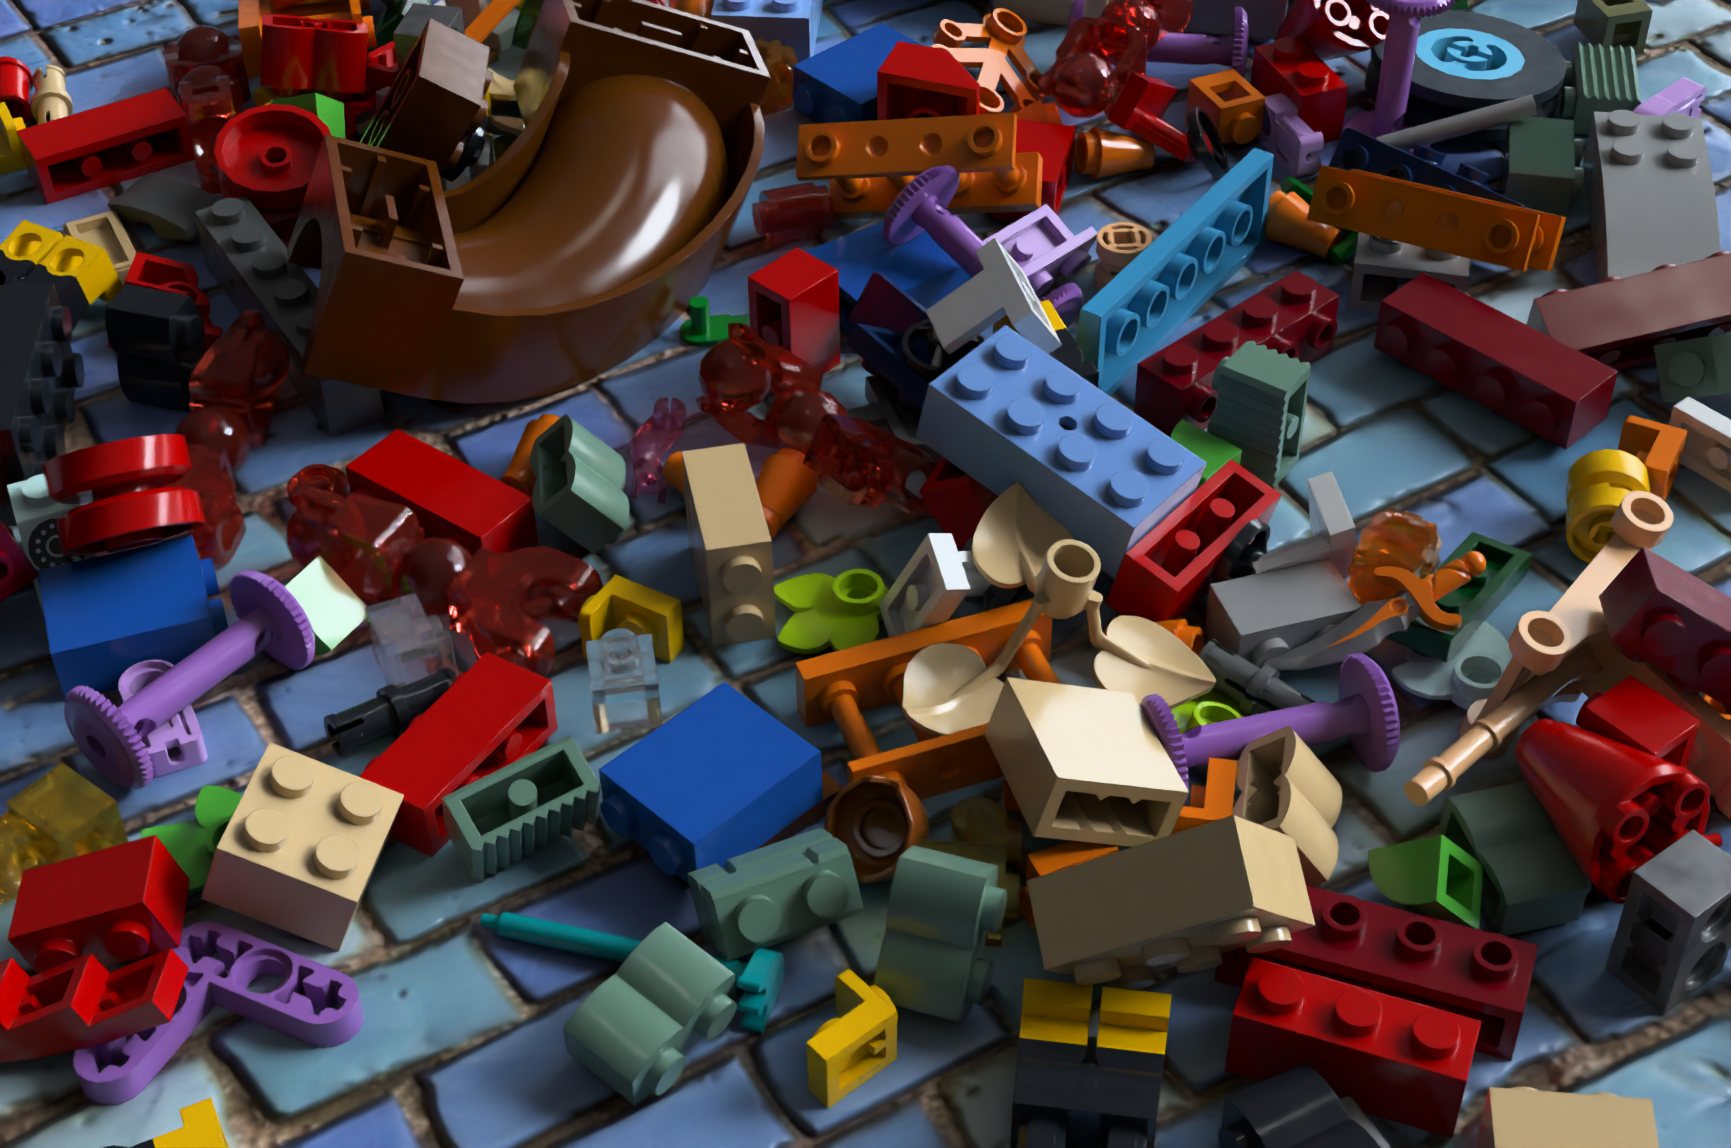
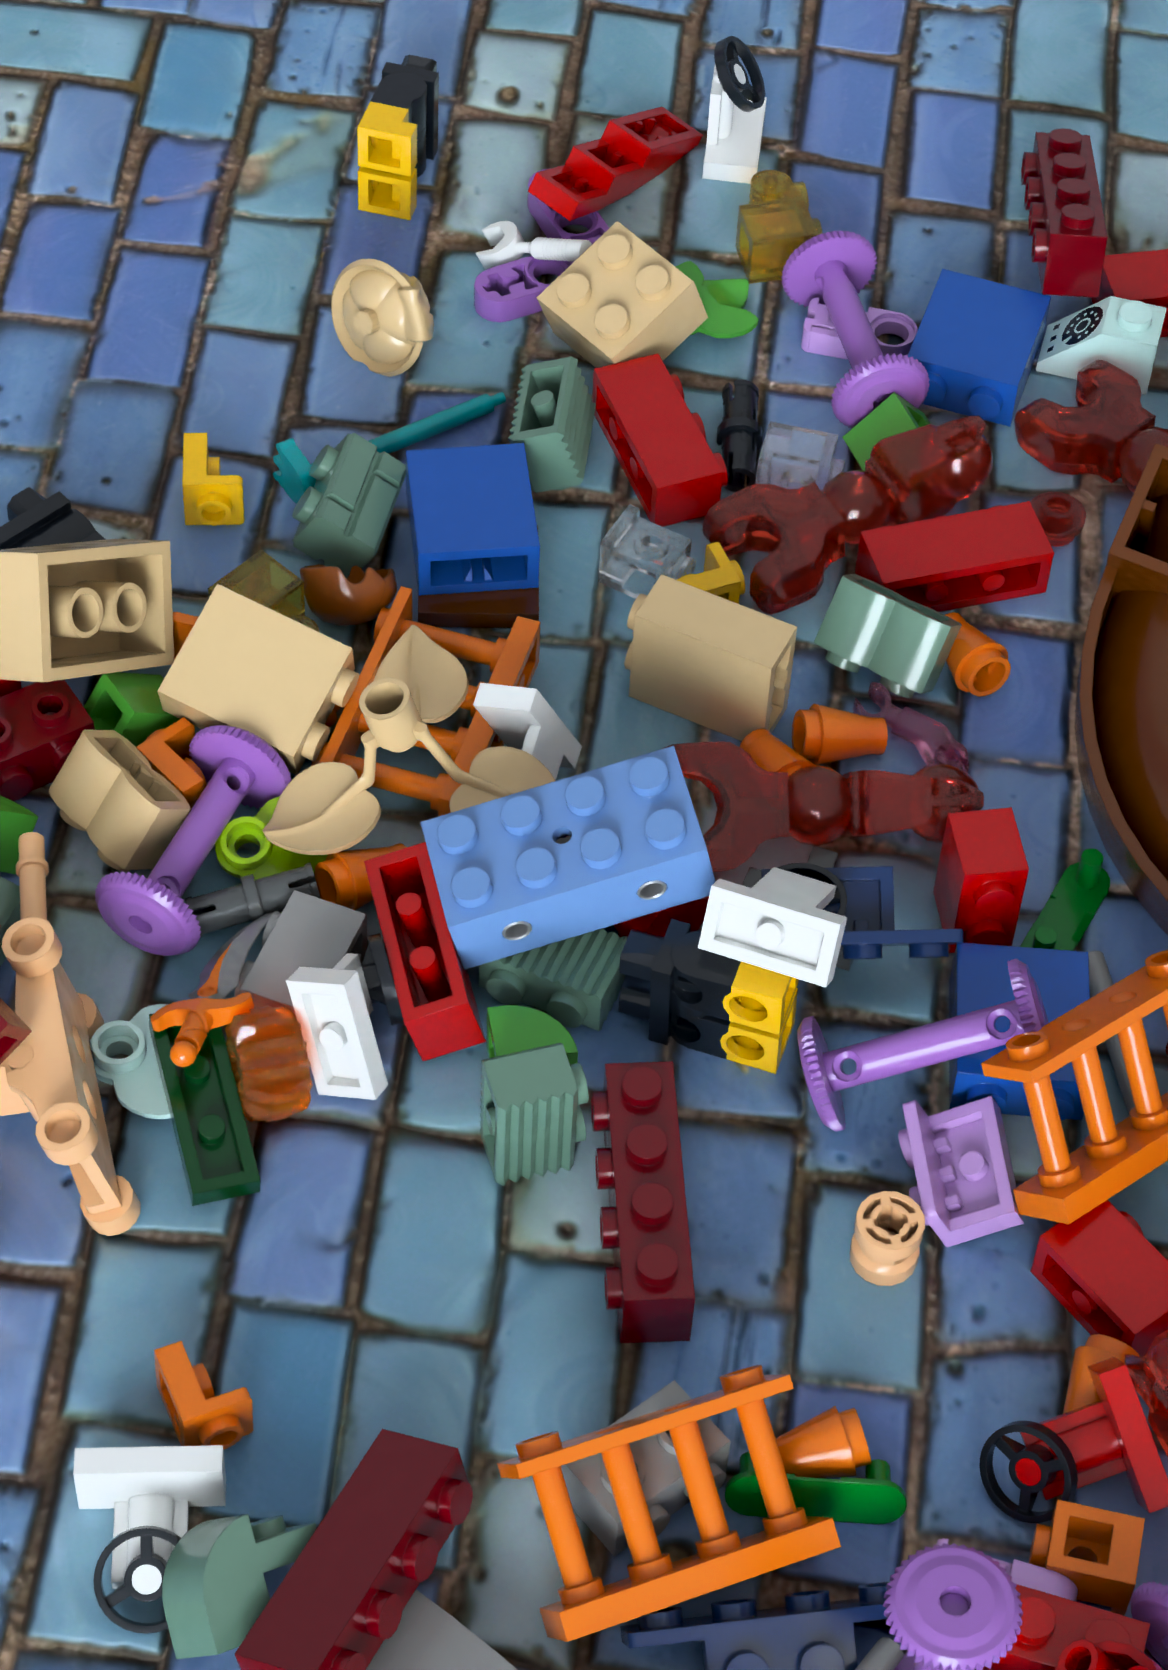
camera: 125 degrees right, 10 degrees up
(101, 903) = (671, 207): red brick -> none
(123, 494) = (1056, 325): red wheel -> none
(245, 981) = (511, 246): none -> white piece
(477, 1030) = (380, 316): none -> tan piece
(651, 1014) = (317, 398): sand green brick -> none
(831, 610) = (612, 726): lime plate -> none
(938, 933) = (218, 537): sand green brick -> none
(1176, 273) = (796, 1226): dark azure arch -> none
(1495, 360) = (443, 1390): dark red brick -> none
(1593, 494) = (178, 1296): yellow wheel -> none

